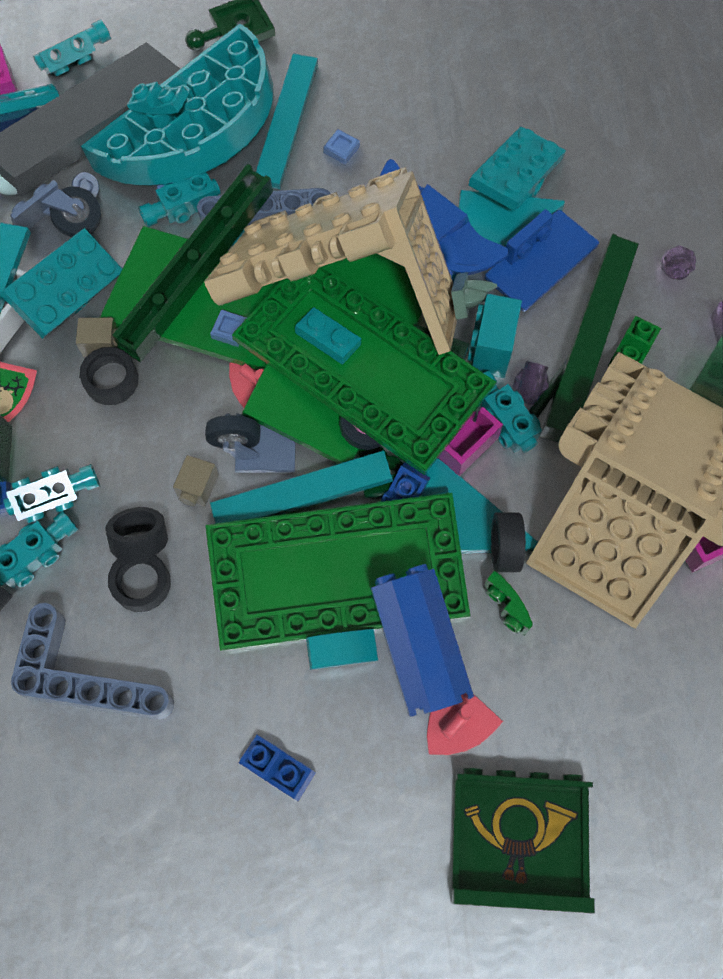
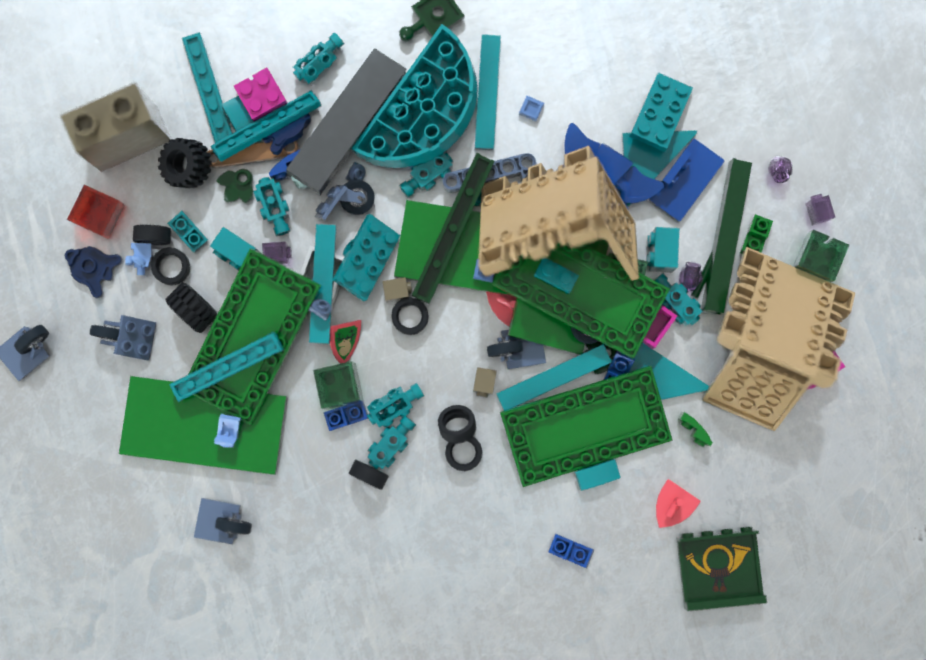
camera: 10 degrees left, 15 degrees up
(78, 684) = (442, 521): sand blue beam -> none
(154, 100) = (399, 105): teal slope -> none
(421, 640) = (647, 465): blue brick -> none
(468, 294) = (640, 222): sand green tile -> none
(508, 542) = (691, 394): black tyre -> none

